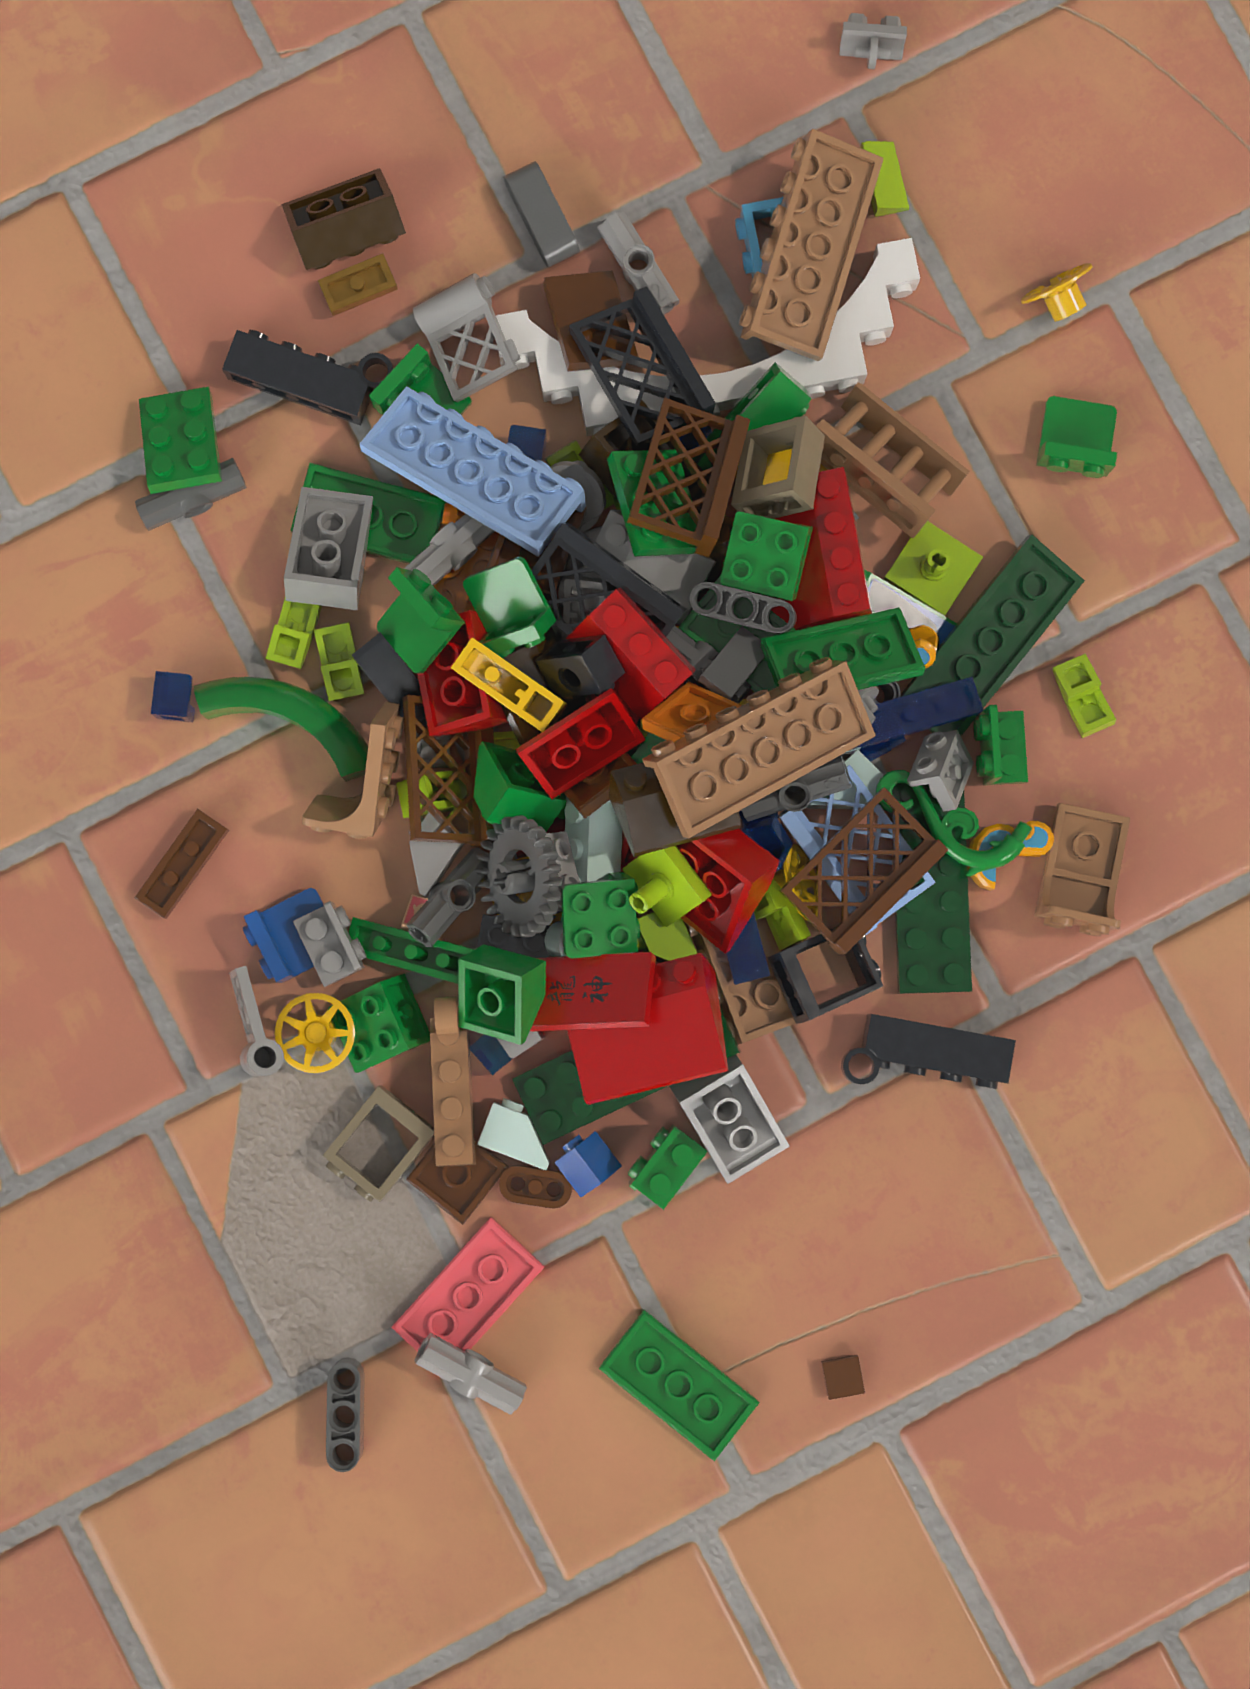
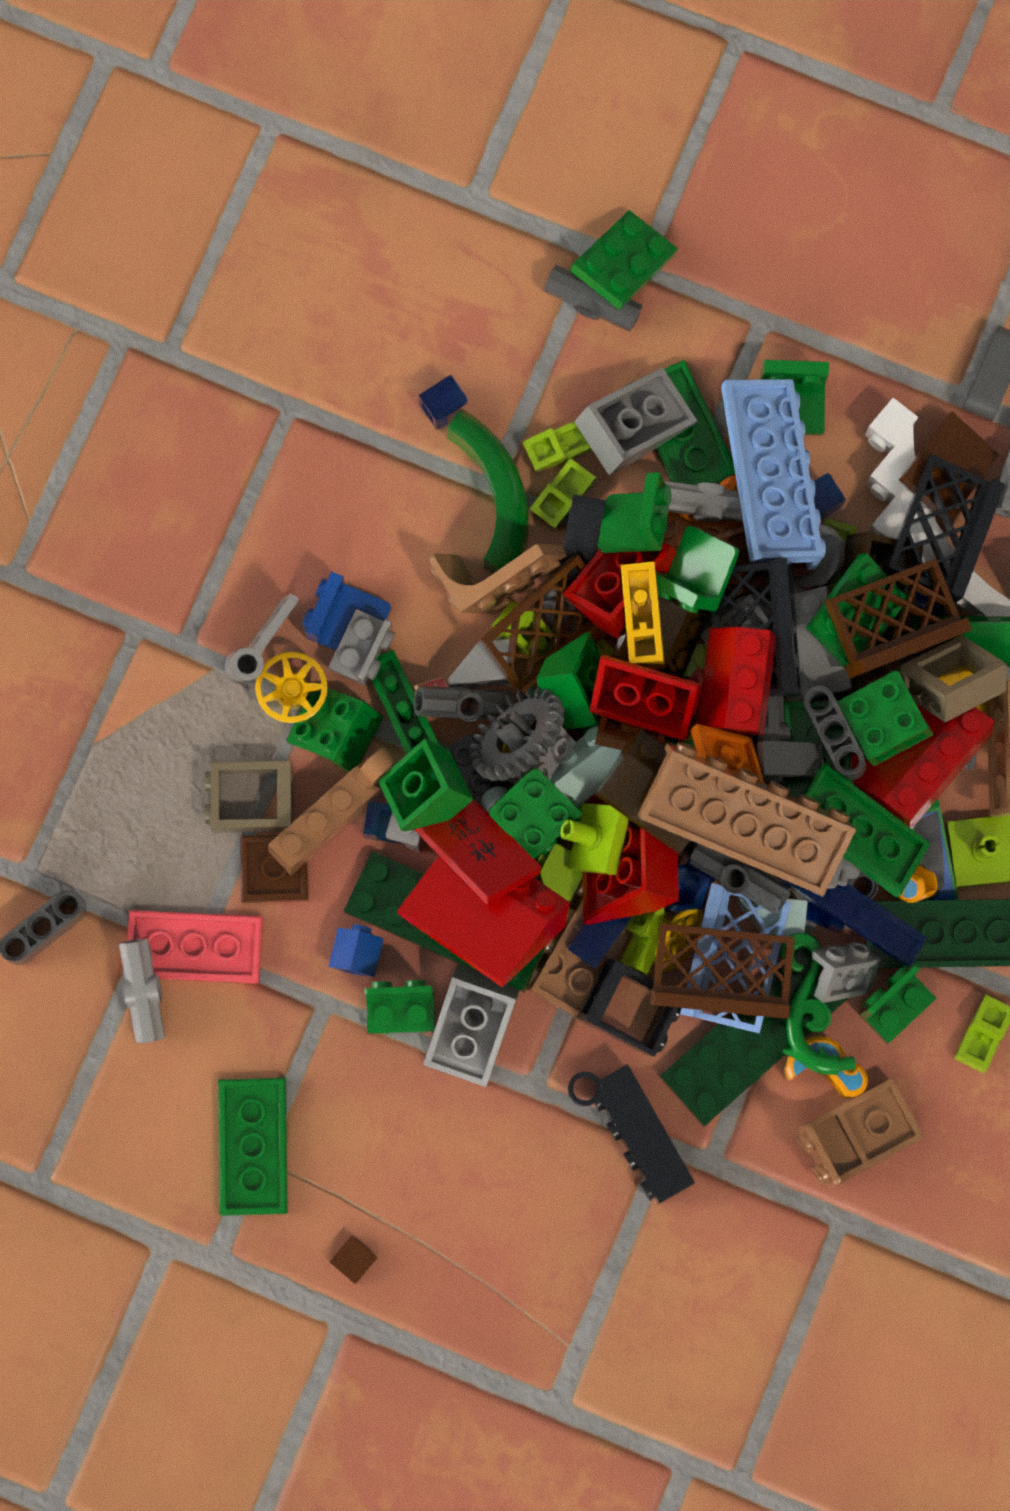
camera: 50 degrees right, 5 degrees down
(181, 864) = (332, 502): reddish brown plate -> none
(302, 377) = (739, 306): black hinge -> none
(344, 219) = (873, 243): dark brown slope -> none
(357, 284) = (836, 290): pearl gold plate -> none
(459, 310) = (877, 371): light grey piece -> none
(513, 1134) = (333, 883): light aqua slope -> none
(535, 1187) = (310, 930): reddish brown plate -> none
(580, 666) = (697, 653): black brick -> none

